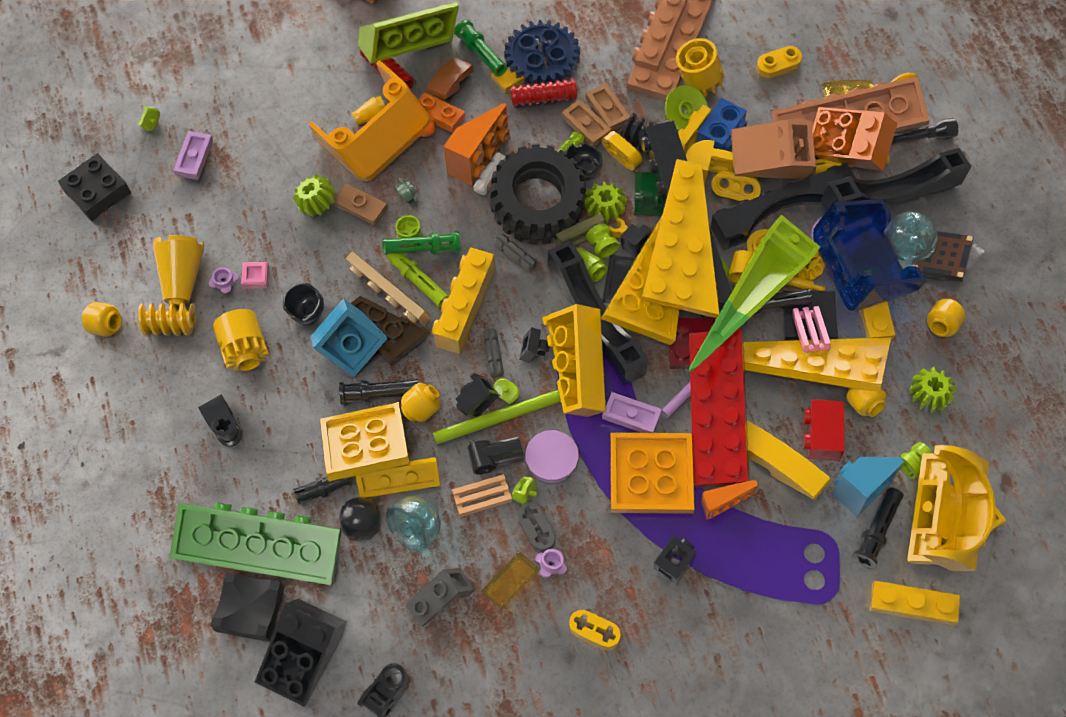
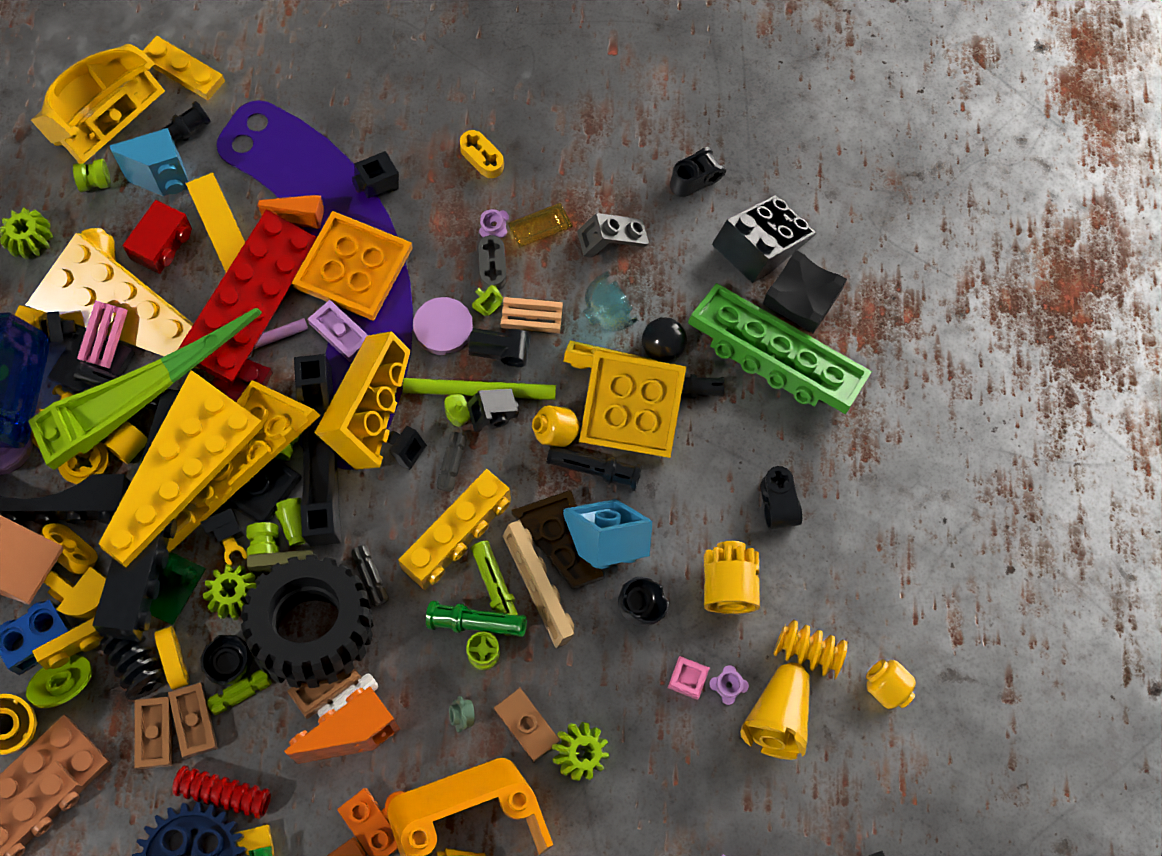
camera: 165 degrees left, 5 degrees up
(852, 324) = (54, 328): none -> black tile

